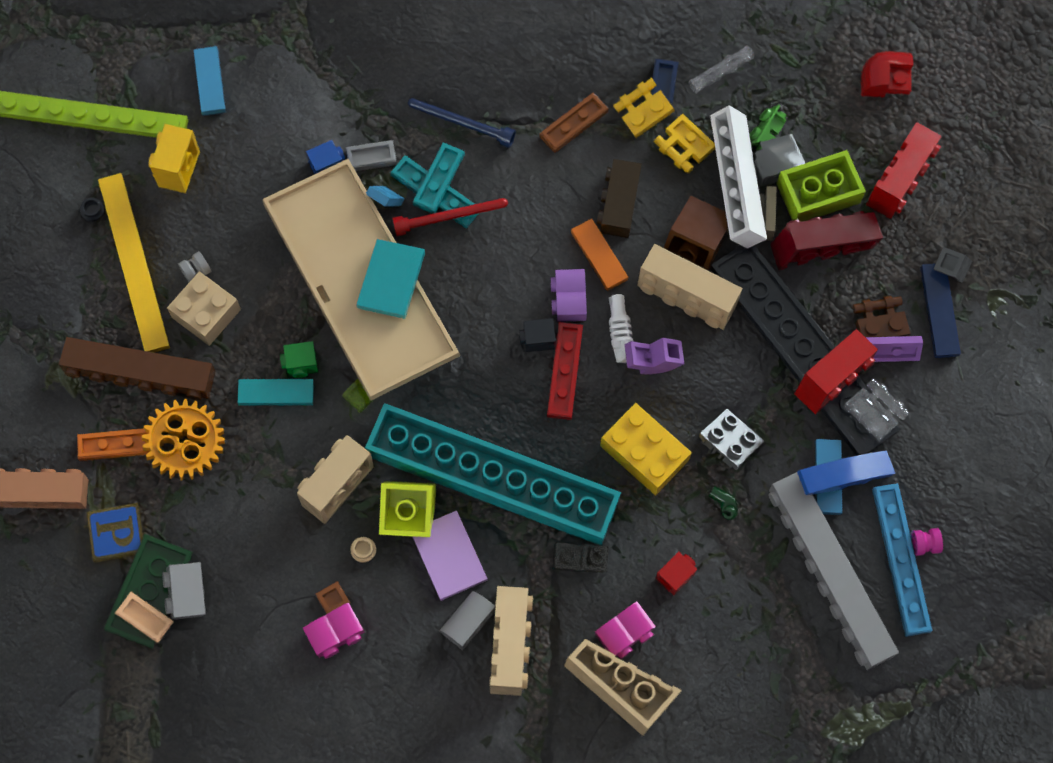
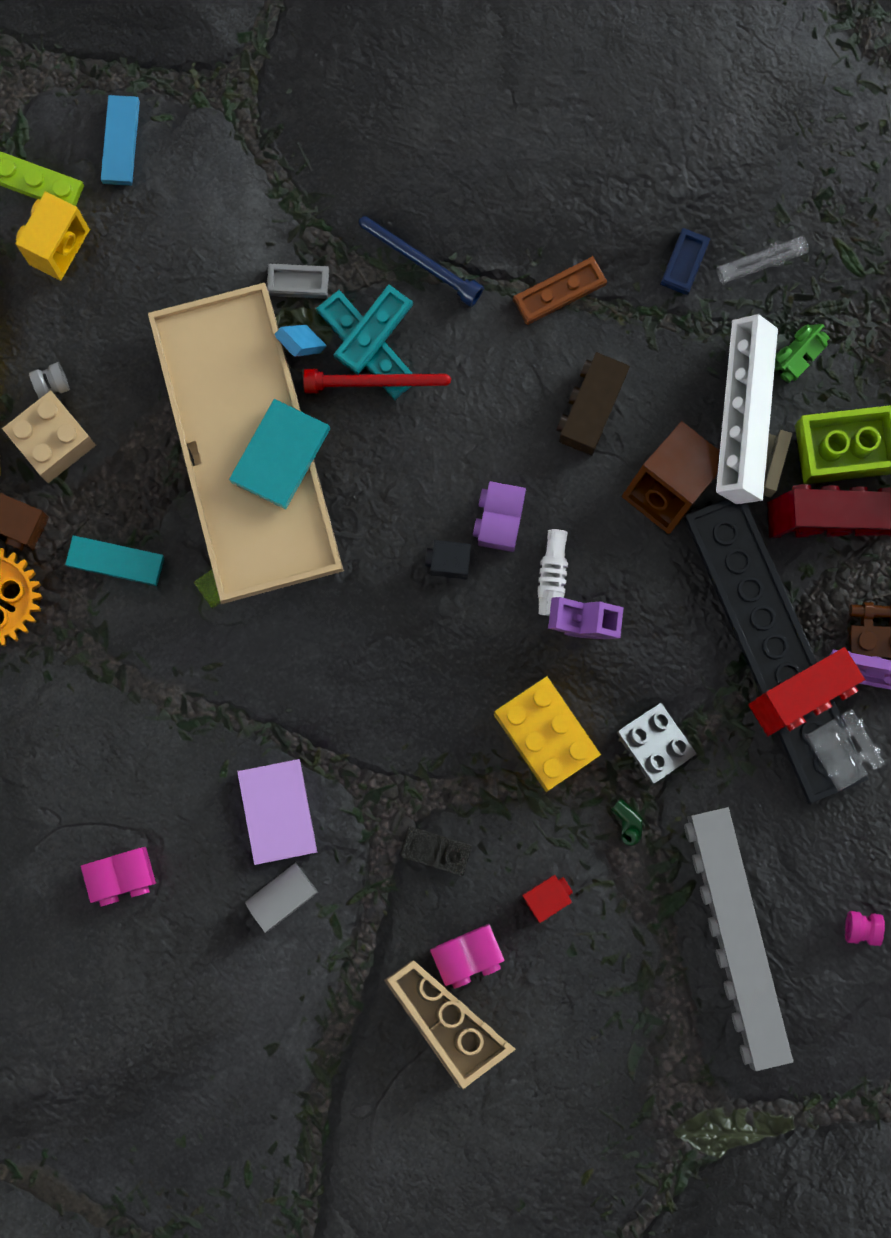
camera: 15 degrees right, 10 degrees up
(299, 359) = (151, 527): green brick -> none
(324, 156) = (239, 272): blue brick -> none
(332, 597) = (127, 834): dark orange tile -> none
(335, 478) = (157, 690): tan brick -> none
(363, 549) = (176, 781): tan plate -> none
(407, 508) = (238, 744): neon yellow slope -> none
(493, 474) = (351, 725): teal brick -> none
(509, 641) = (325, 937): tan wedge -> none
(565, 371) = (472, 610): red tile -> none
(599, 254) = (550, 470): orange tile -> none
(647, 113) = (655, 298): yellow plate -> none
(688, 287) = (649, 540): tan brick -> none
(689, 138) = (700, 344): yellow plate -> none
(774, 157) = (801, 394): dark grey piece -> none
(828, 451) = (764, 817): dark azure tile -> none
(845, 472) = (786, 821): blue slope -> none
(902, 560) = (828, 942): dark azure tile -> none

